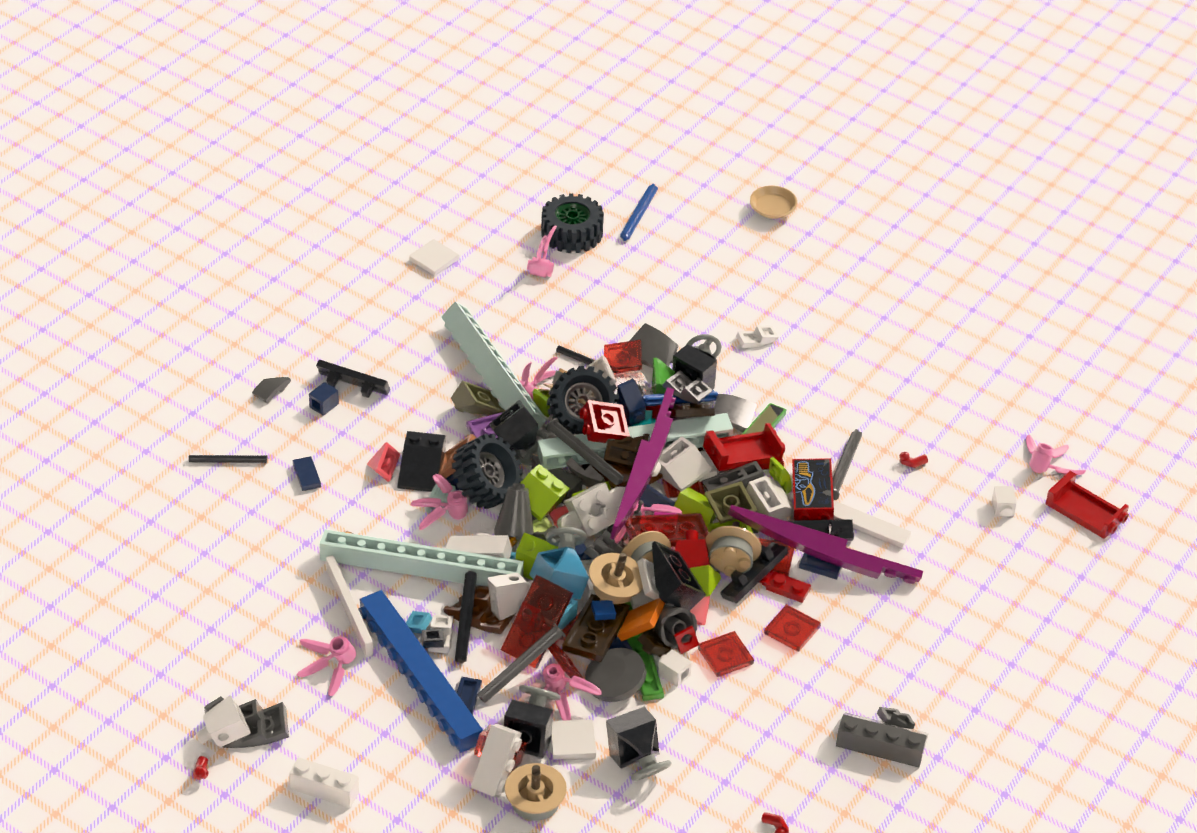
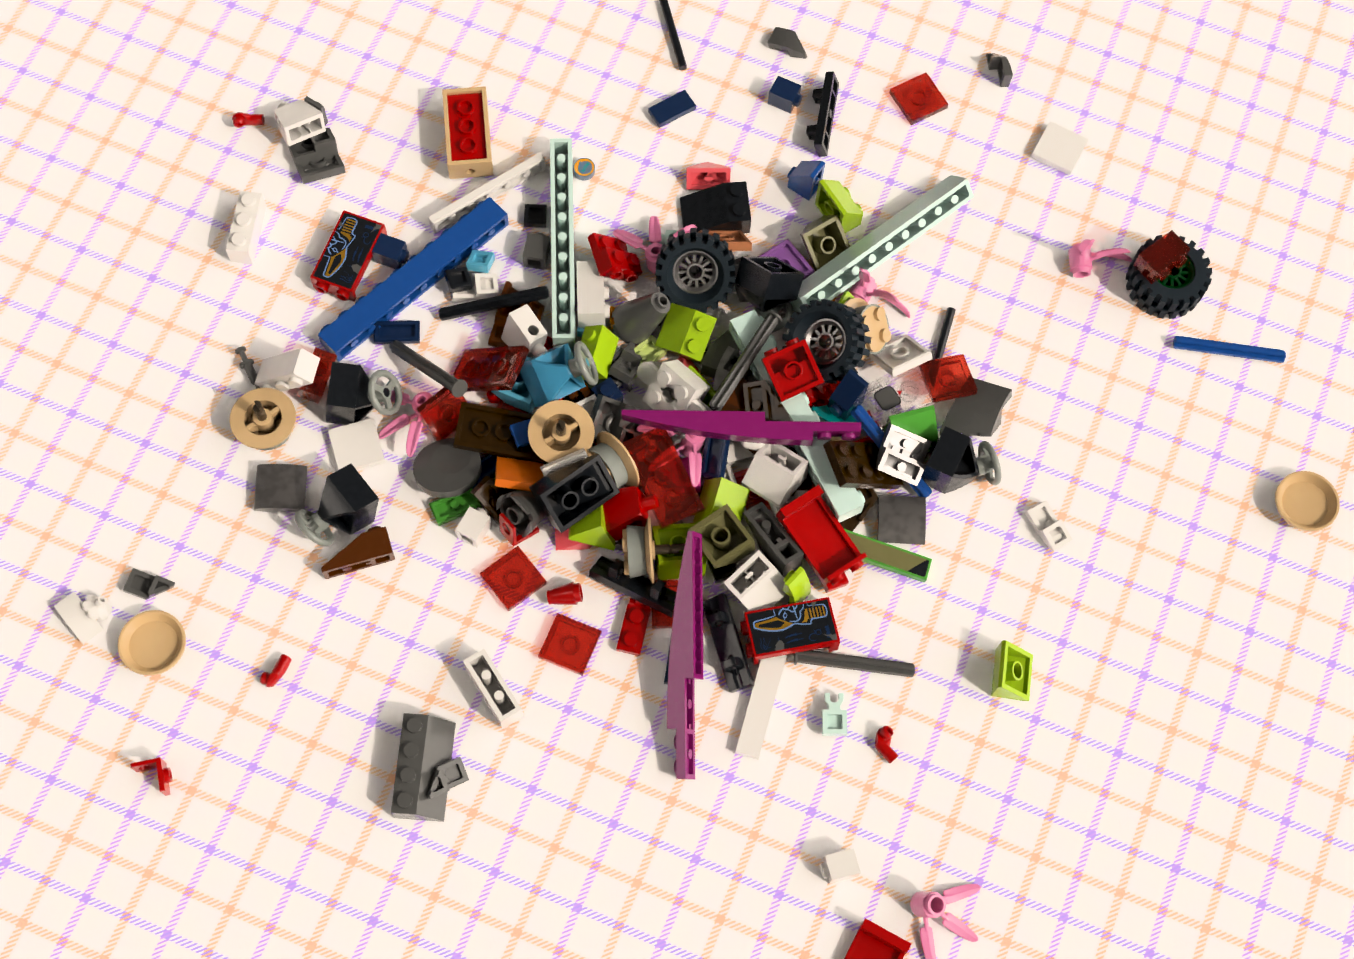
camera: 75 degrees right, 25 degrees up
(283, 605) = (467, 132): none -> brick
(340, 649) = (416, 194): bright pink plant -> none
(348, 268) = (1003, 67): none -> dark grey slope
(356, 324) = (918, 98): none -> clear red tile
(381, 581) = (535, 215): none -> black tile
(382, 710) = (346, 256): none -> panel
(386, 682) = (390, 251): none -> dark blue brick
(413, 397) = (806, 177): none -> blue slope
(420, 582) = (536, 251): none -> dark grey brick
(441, 387) = (837, 200): none -> lime slope
(456, 526) = (613, 258): none -> red plate
(472, 805) = (247, 365): none -> dark grey piece
(565, 211) = (1162, 257): none -> clear red brick
(601, 797) = (280, 487): none -> flat silver slope
(679, 745) = (365, 551): none -> reddish brown slope
(749, 620) = (566, 594): none -> red cone
(825, 674) = (493, 688): none -> white brick
(869, 382) = (1012, 672): none -> lime slope
(887, 483) = (834, 719): none -> light aqua plate

